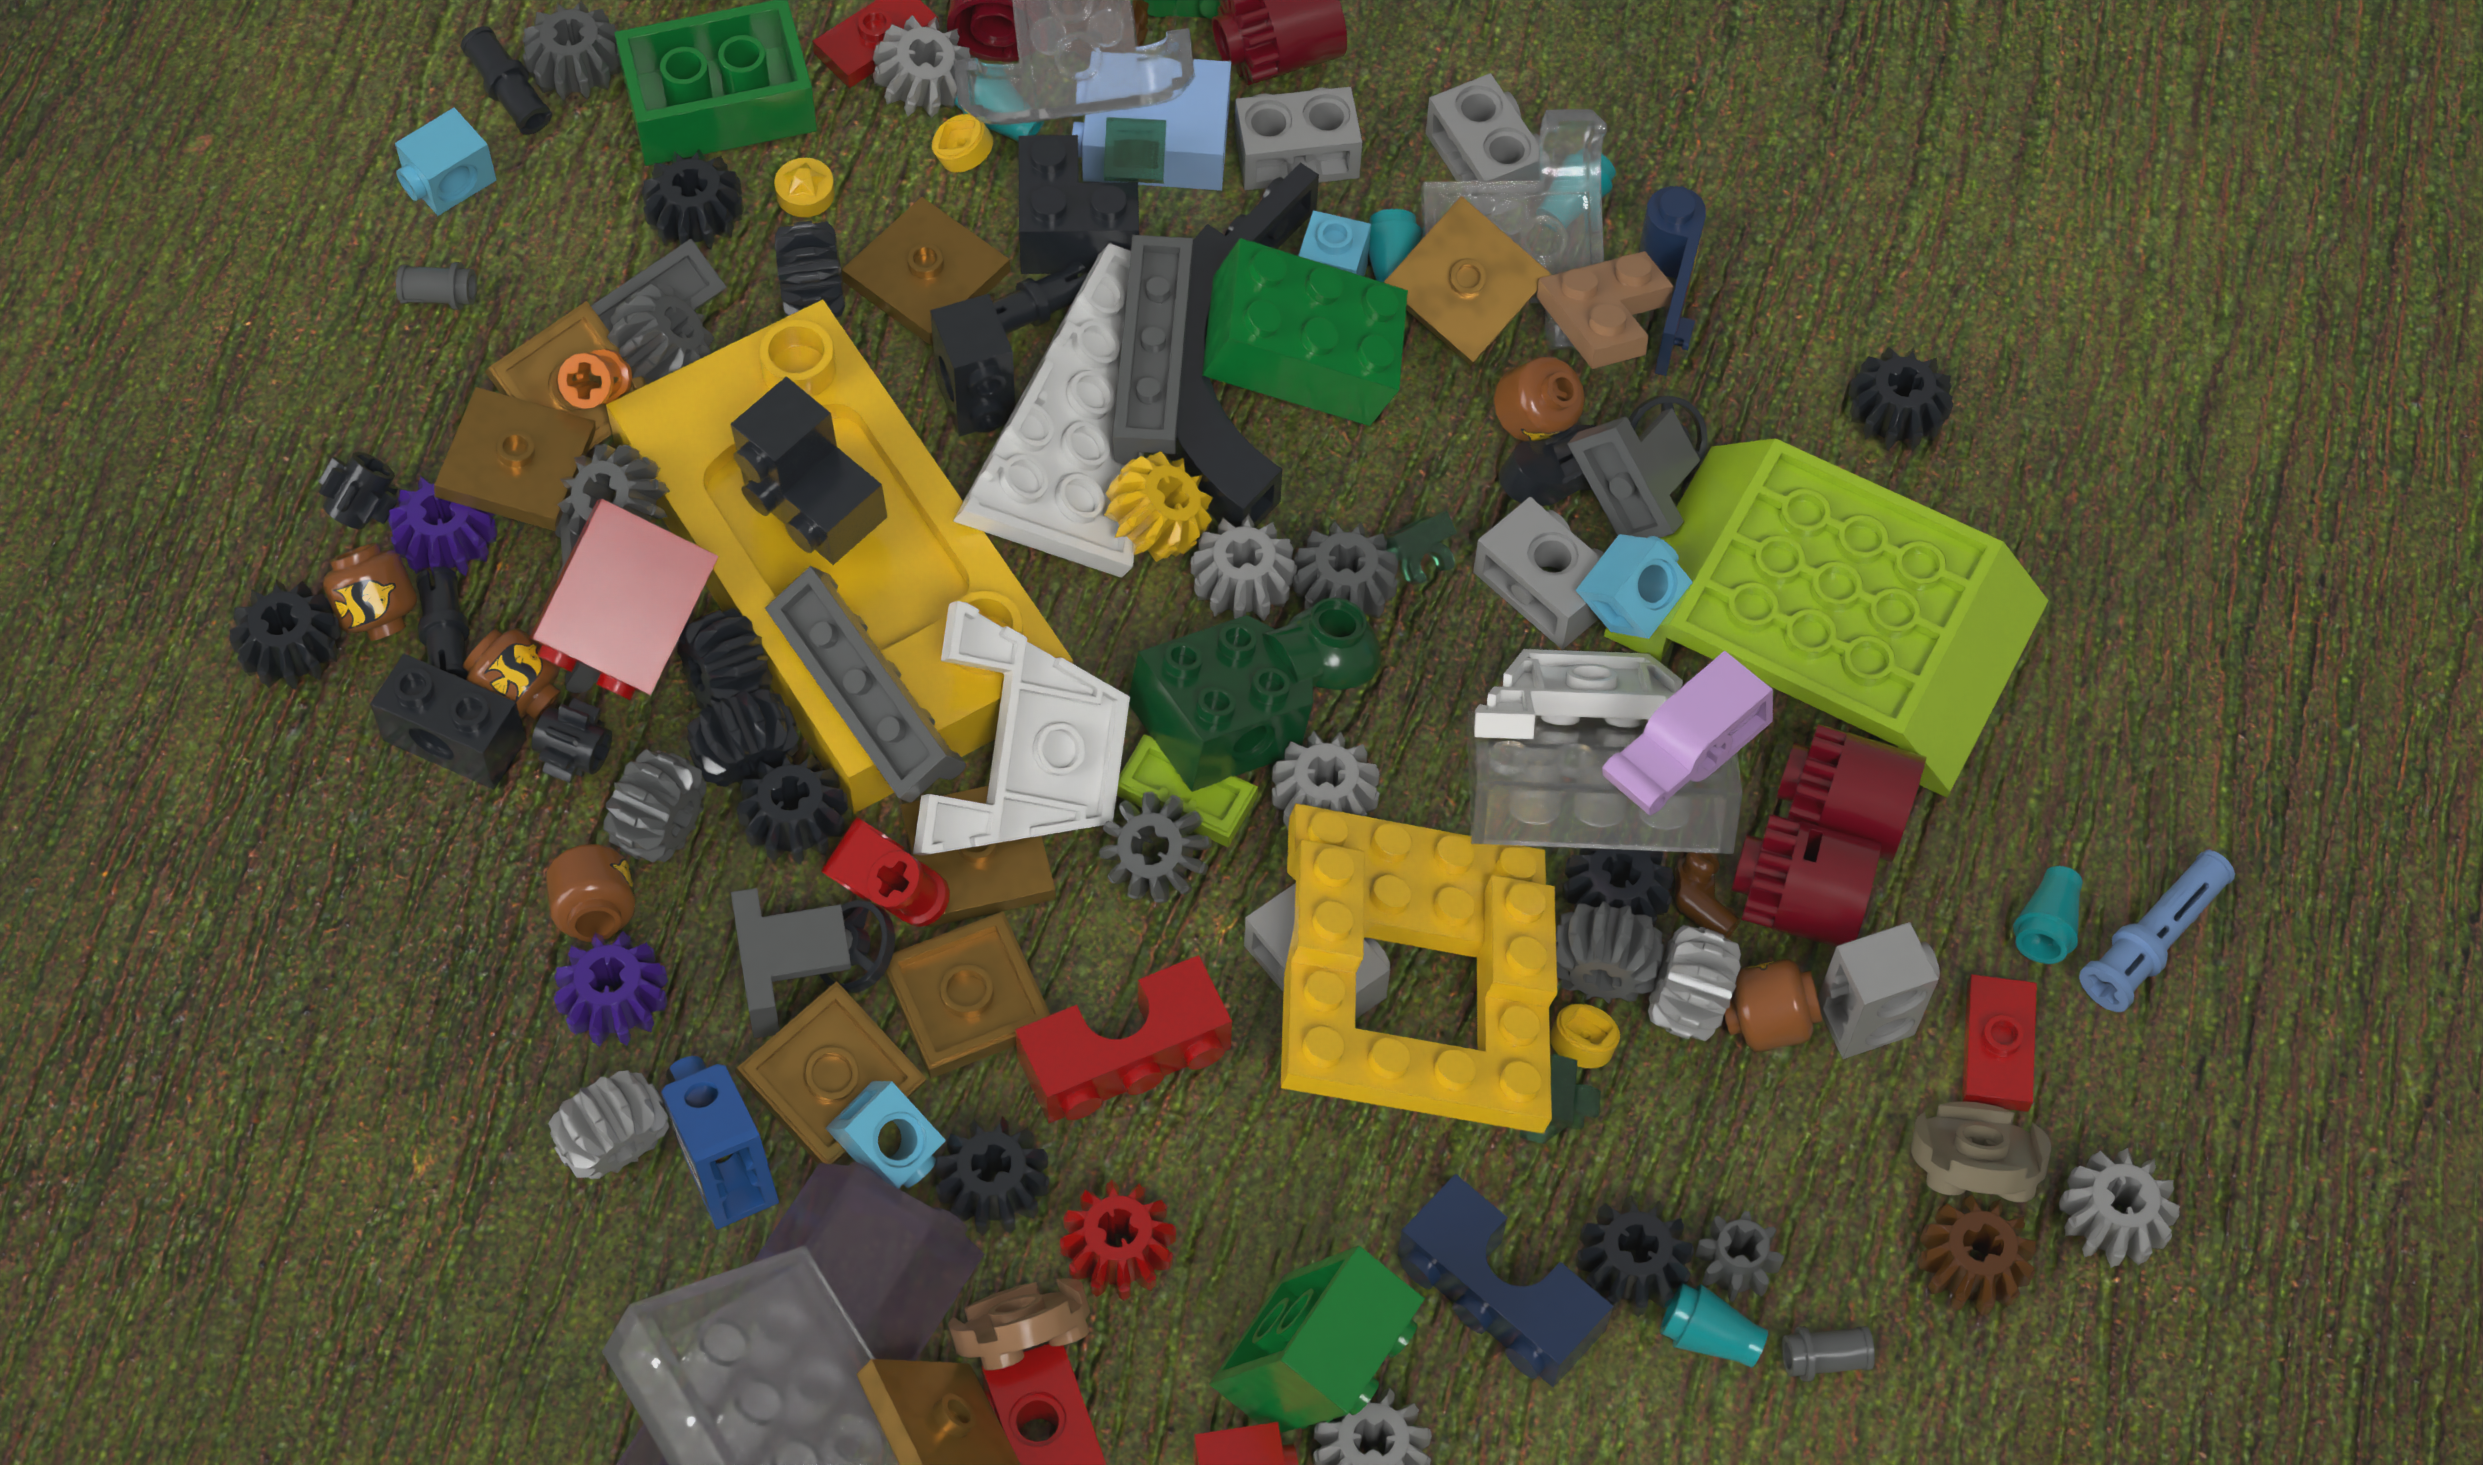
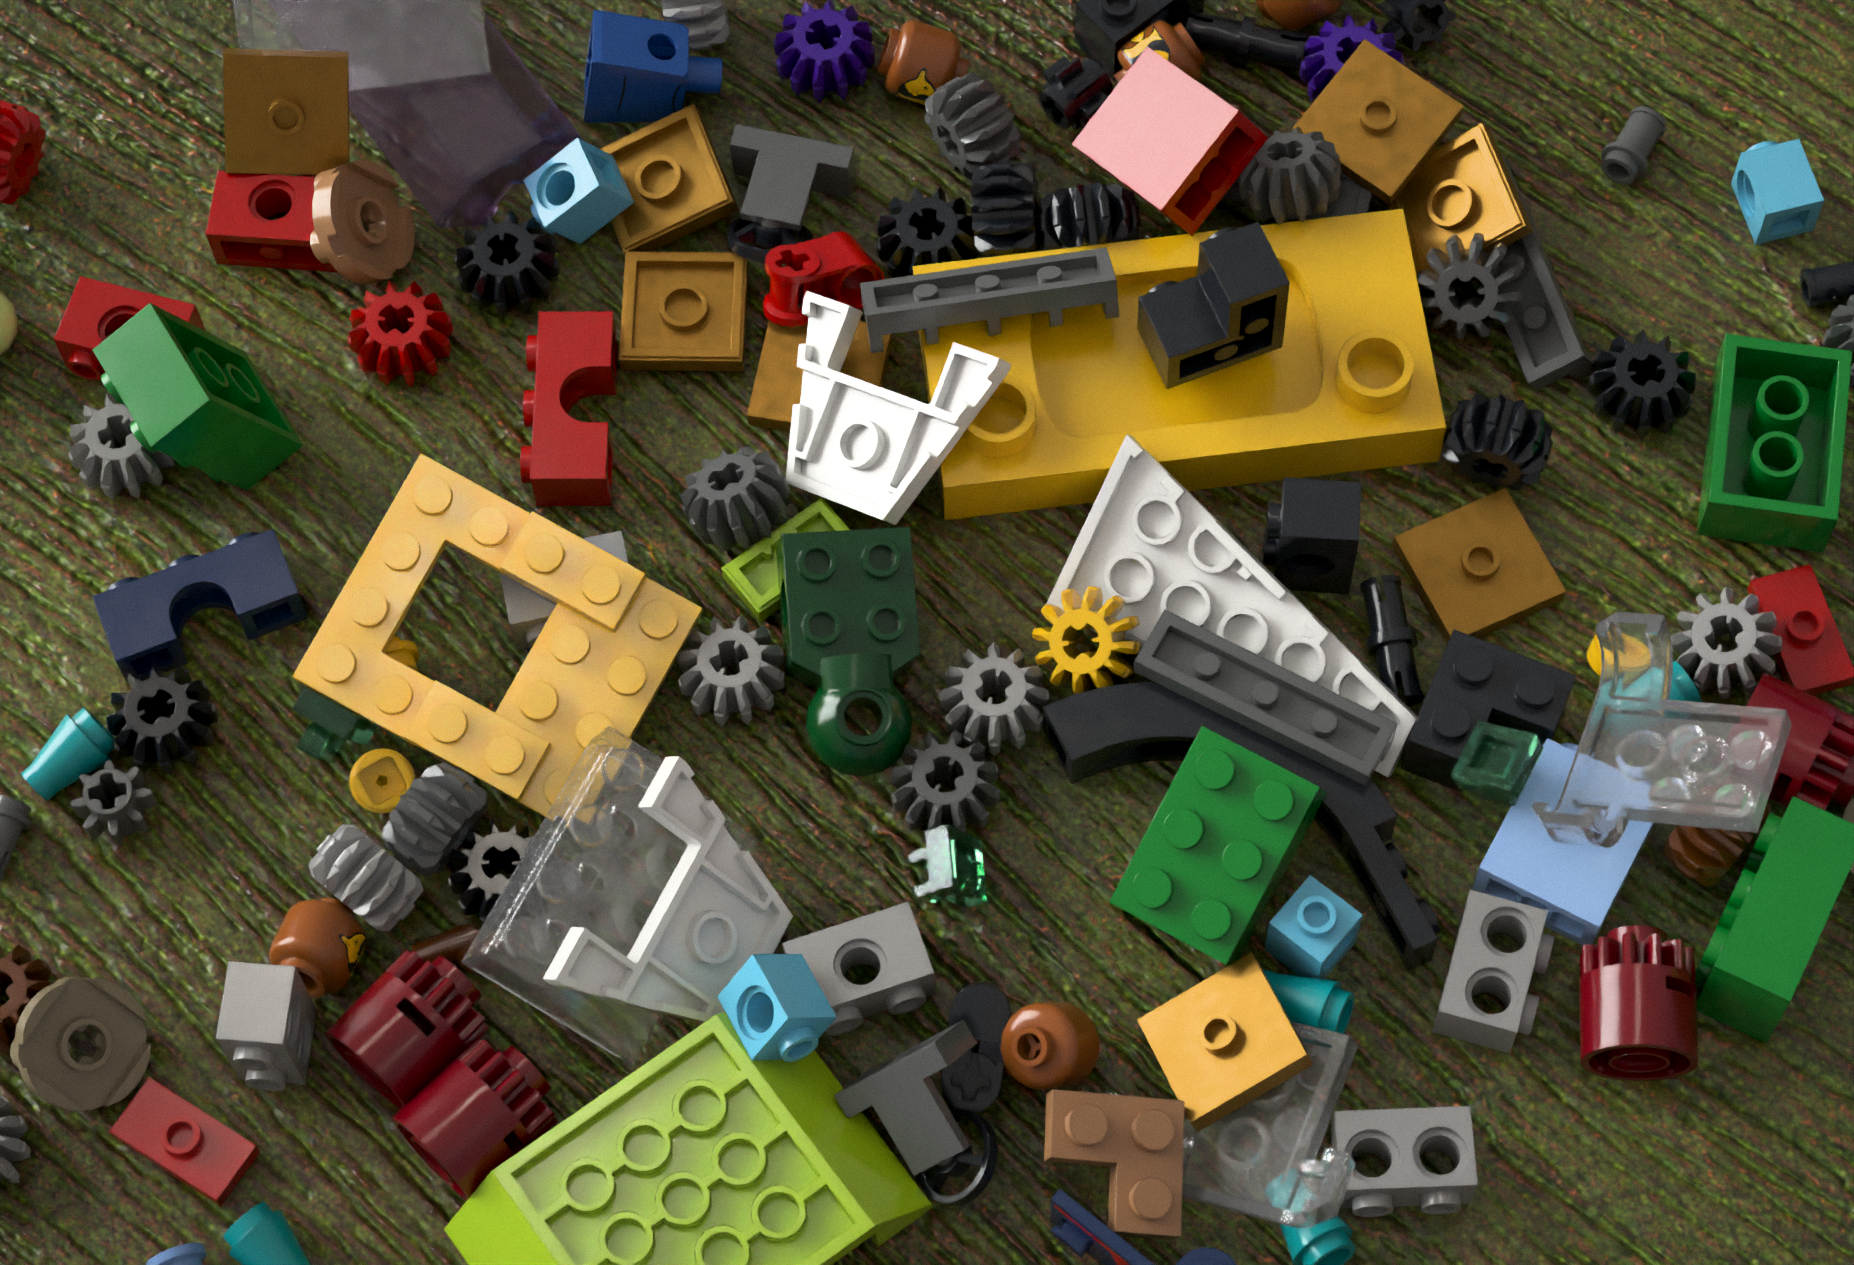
camera: 120 degrees right, 5 degrees up
(587, 393) = (1428, 201): orange bush -> none
(804, 187) = (1628, 497): yellow tile -> none
(1692, 733) = (542, 913): lavender piece -> none

